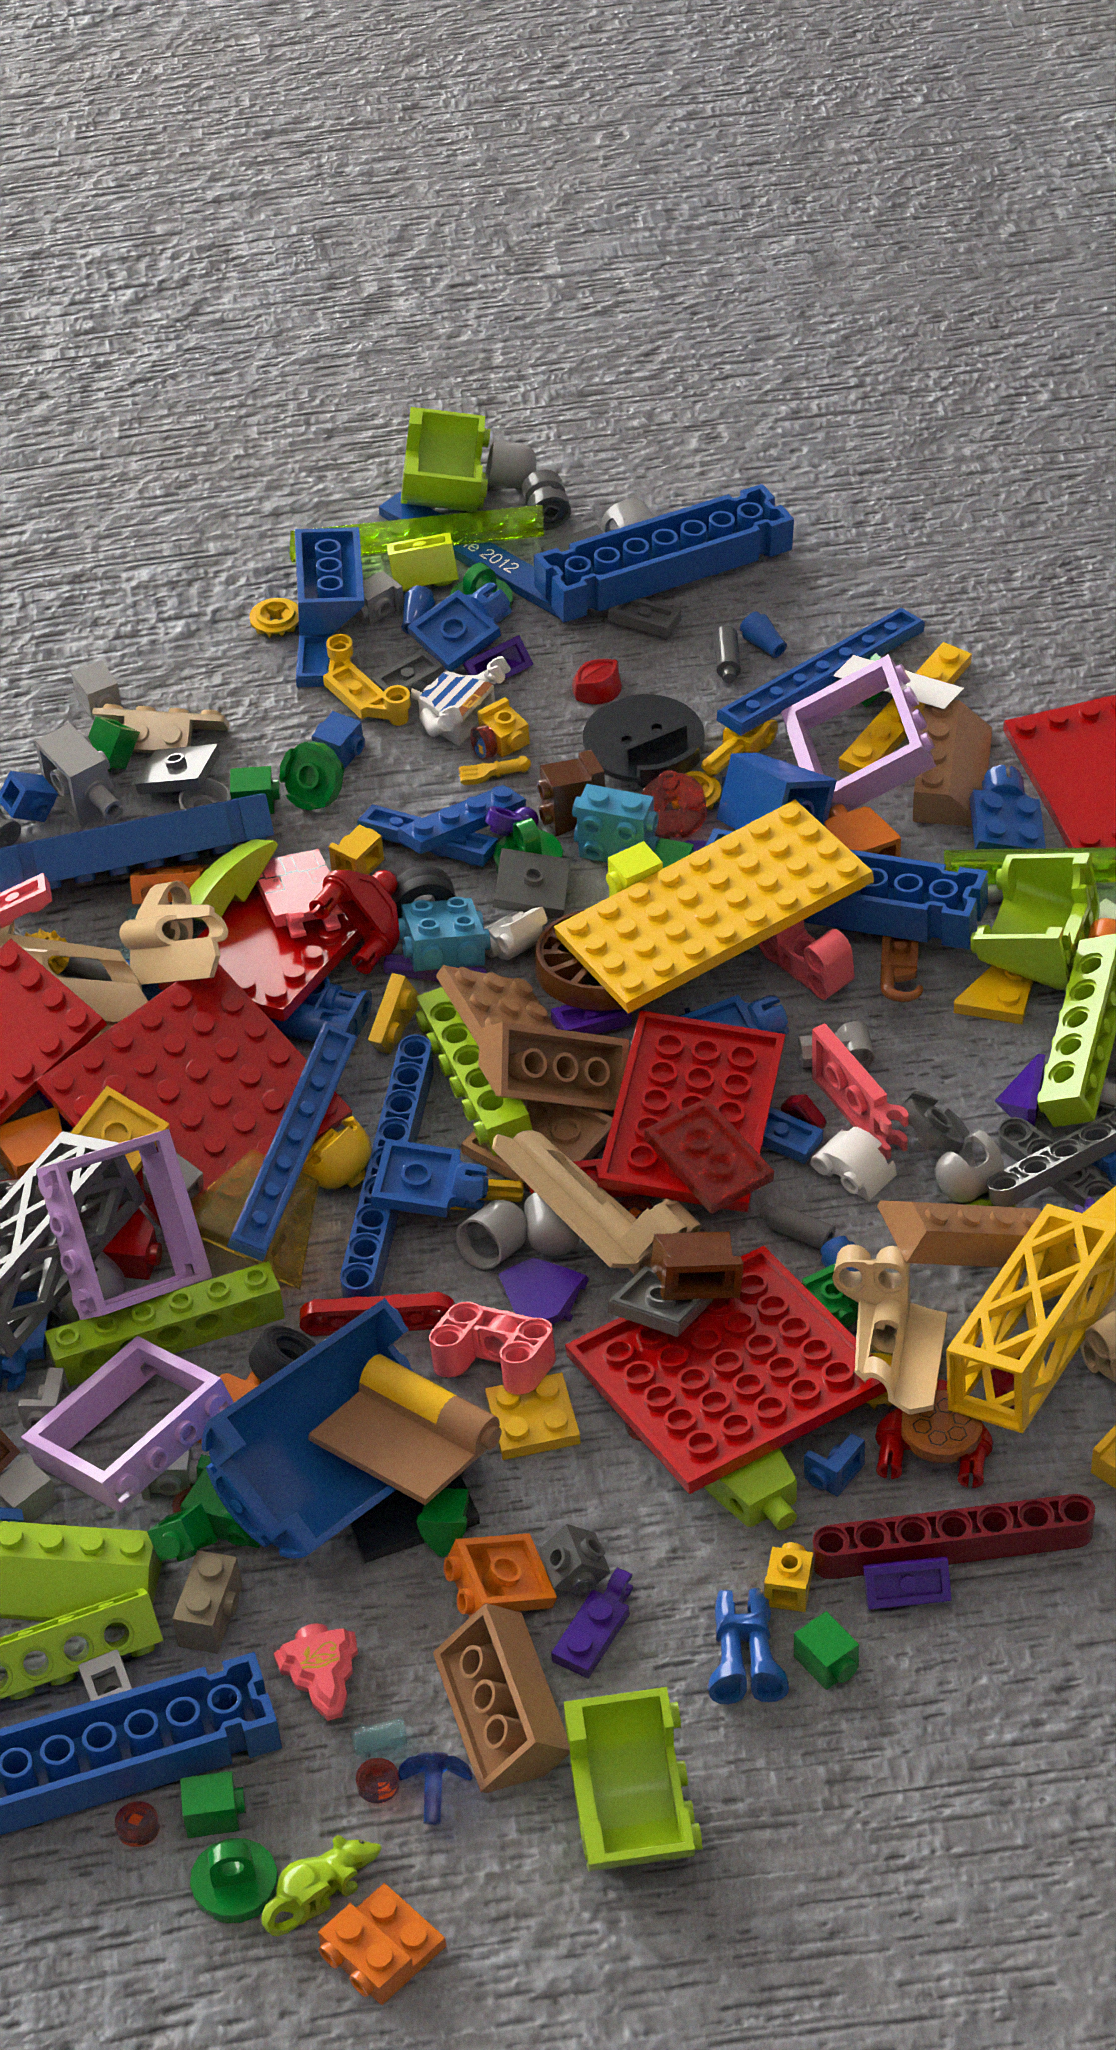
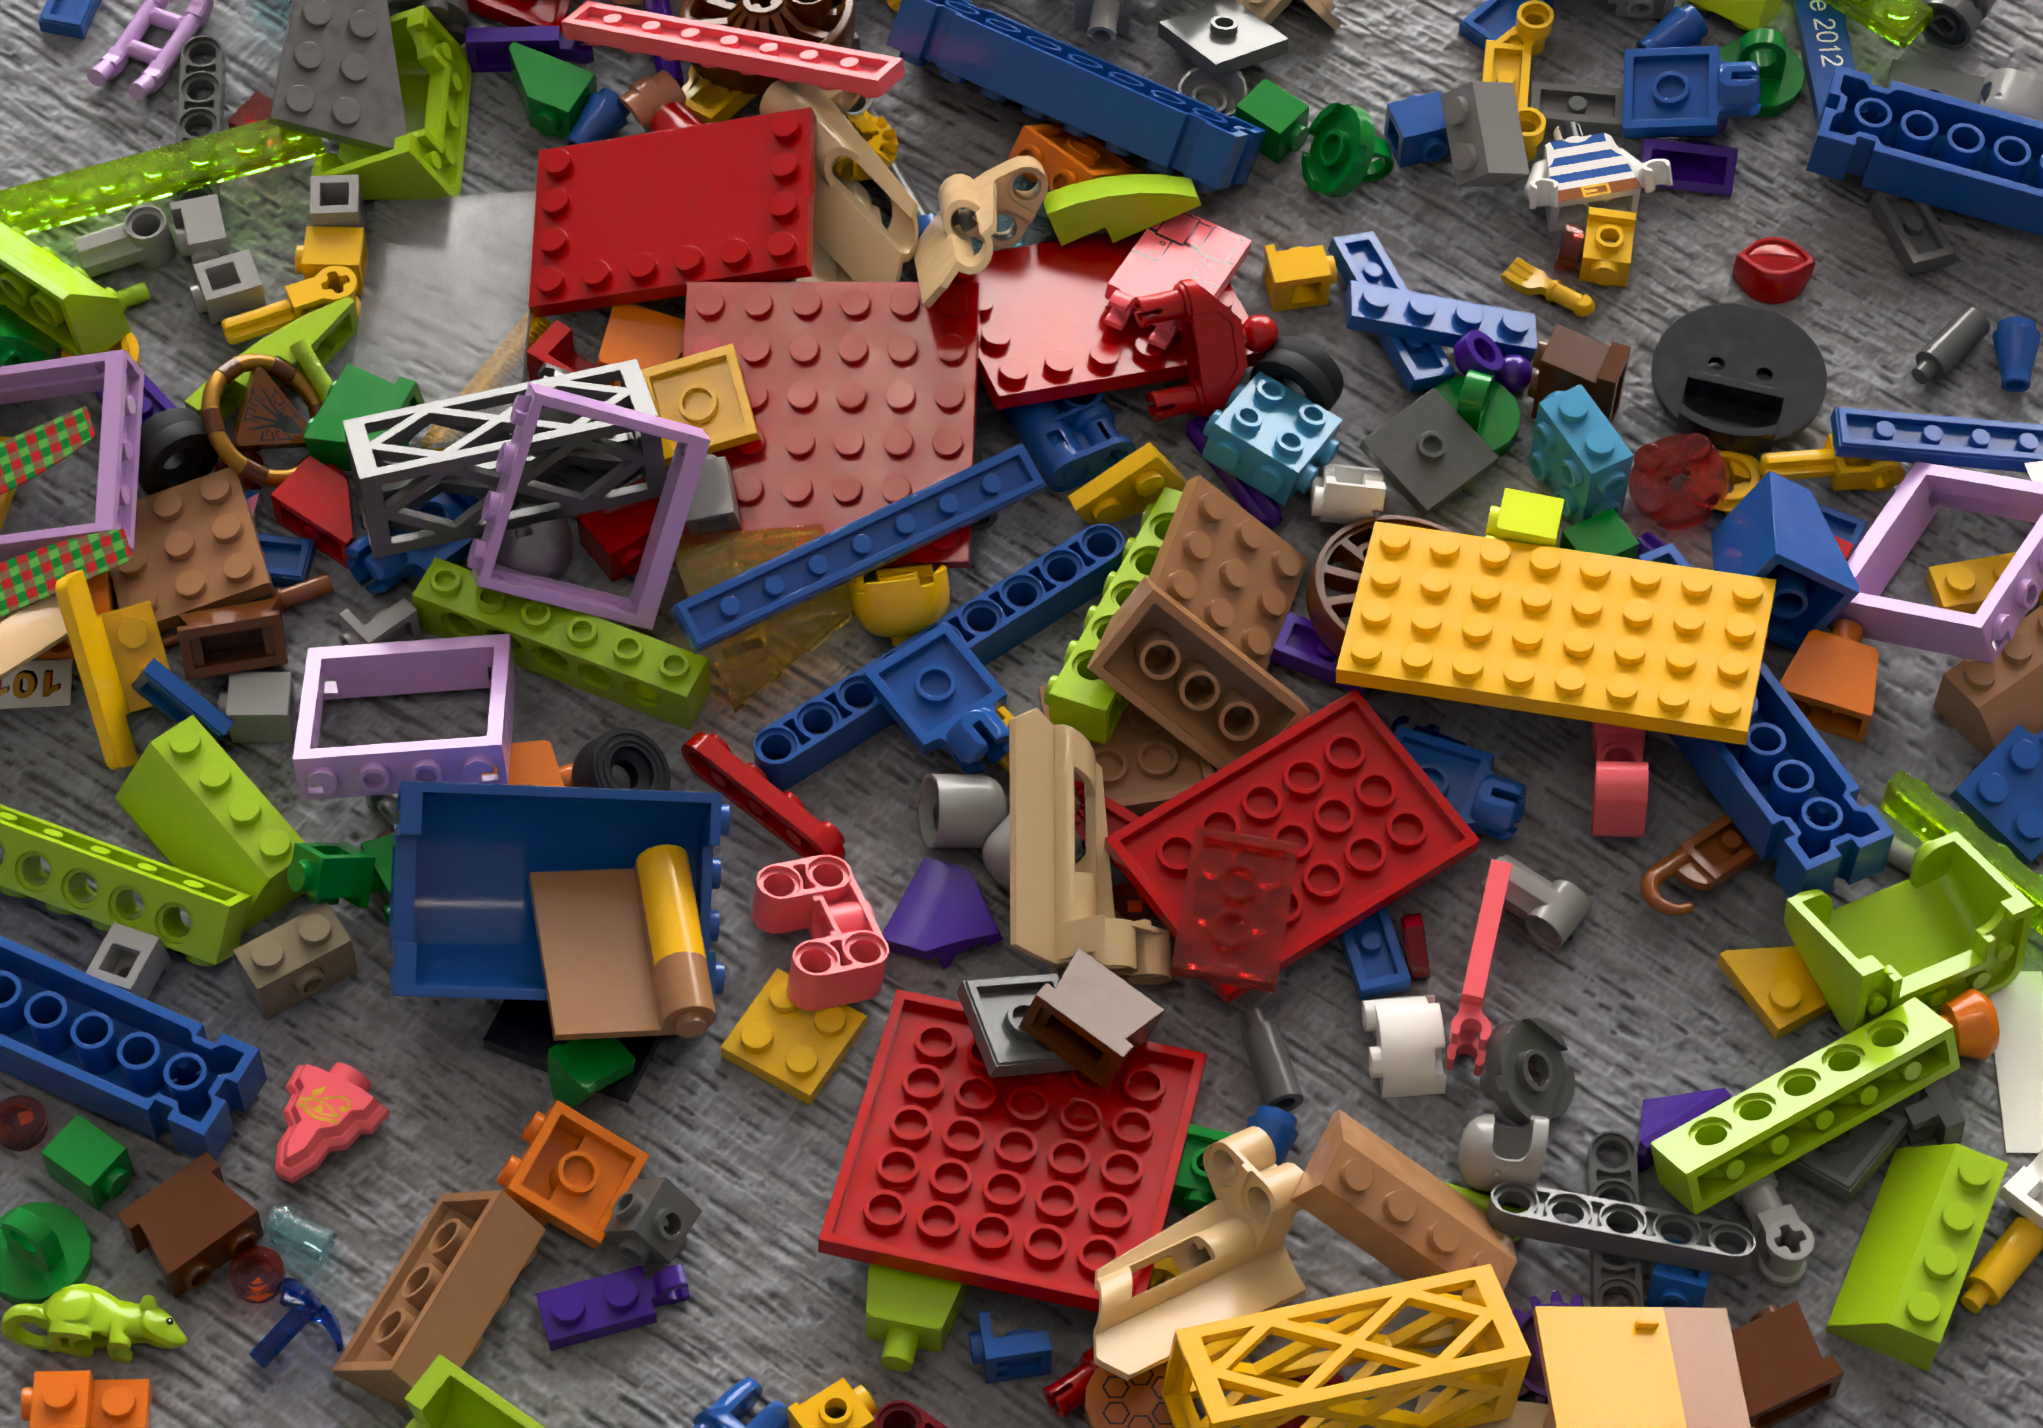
camera: 40 degrees right, 10 degrees up
(313, 1784) = (191, 1225): none -> reddish brown hips
(382, 714) = (1484, 134): none -> light grey brick

